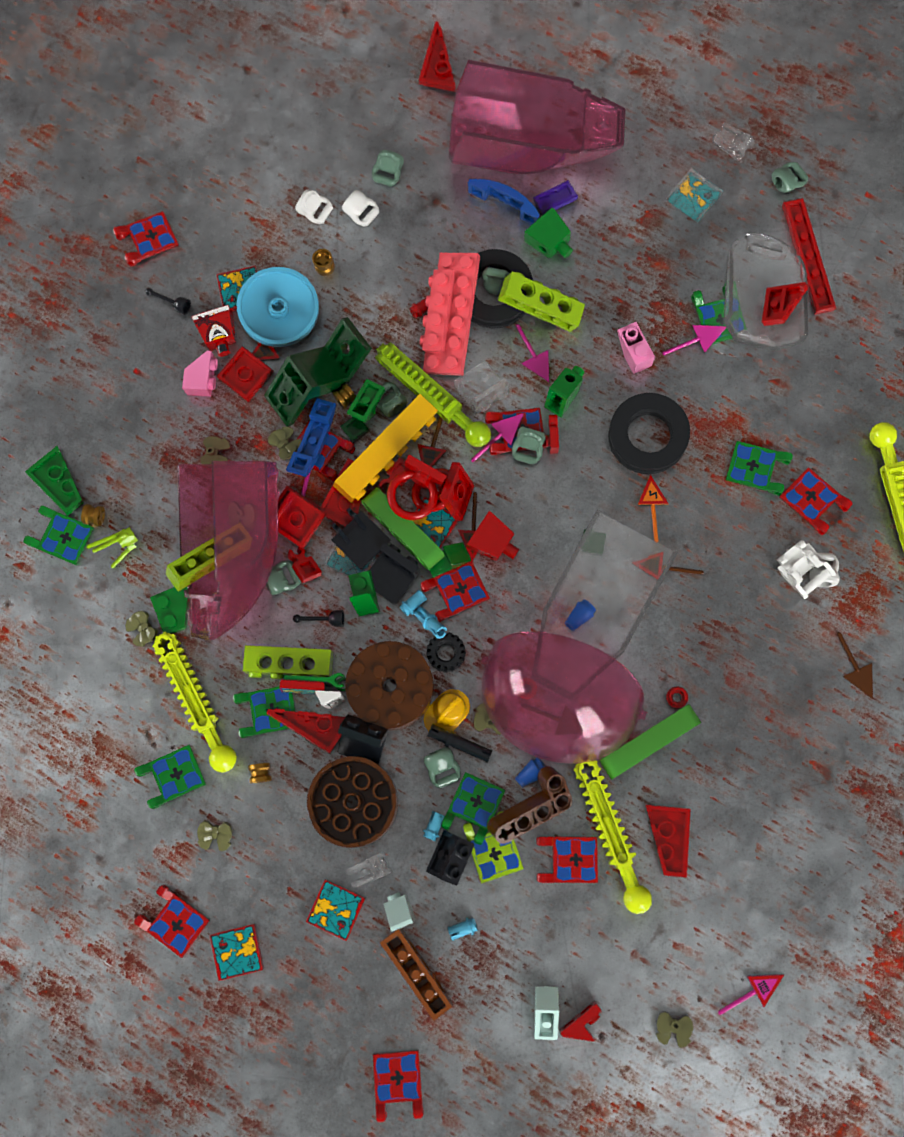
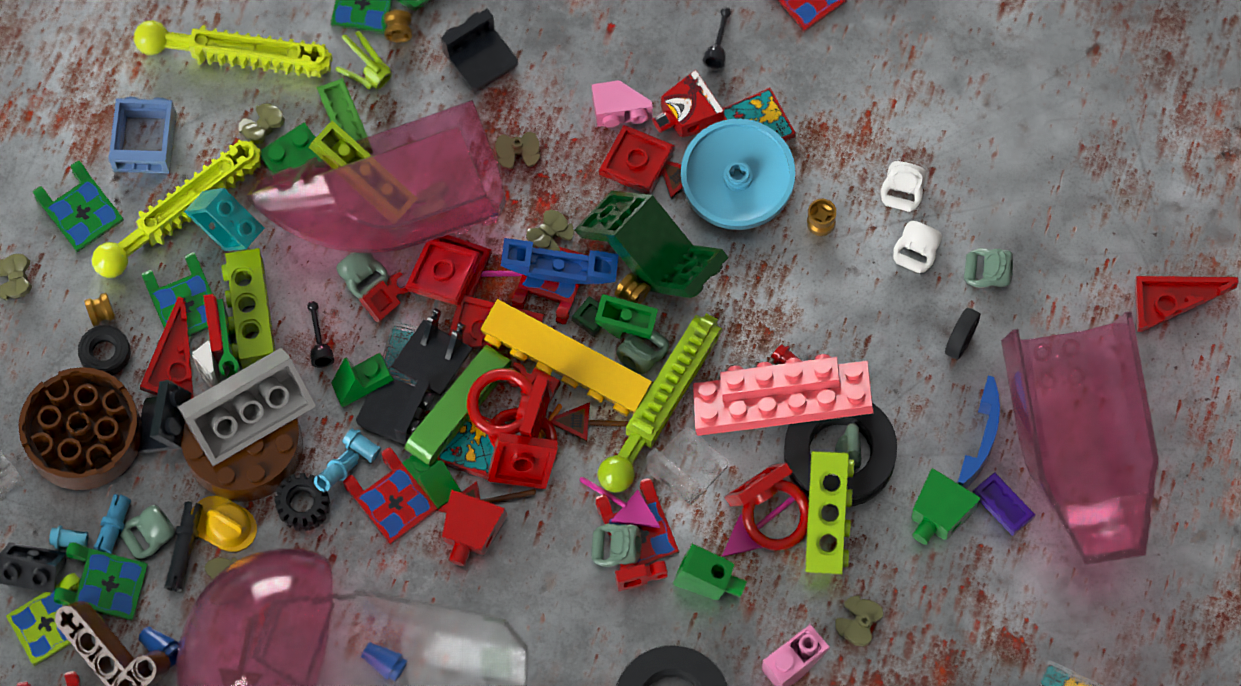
camera: 70 degrees right, 10 degrees down
(49, 695) = (245, 50): none -> neon yellow gear
(130, 462) = (478, 50): none -> black bracket
(147, 722) = (138, 160): none -> medium blue window
(148, 568) = (341, 108): none -> bright green plate
(220, 661) = (232, 222): none -> teal window
(279, 772) = (102, 334): none -> black tyre
(372, 672) = (247, 406): none -> light grey slope
(431, 792) = (112, 523): none -> dark azure pin
(433, 191) = (962, 333): none -> black tyre
(512, 342) = (760, 489): none -> red tile
(620, 307) = (866, 613): none -> olive piece

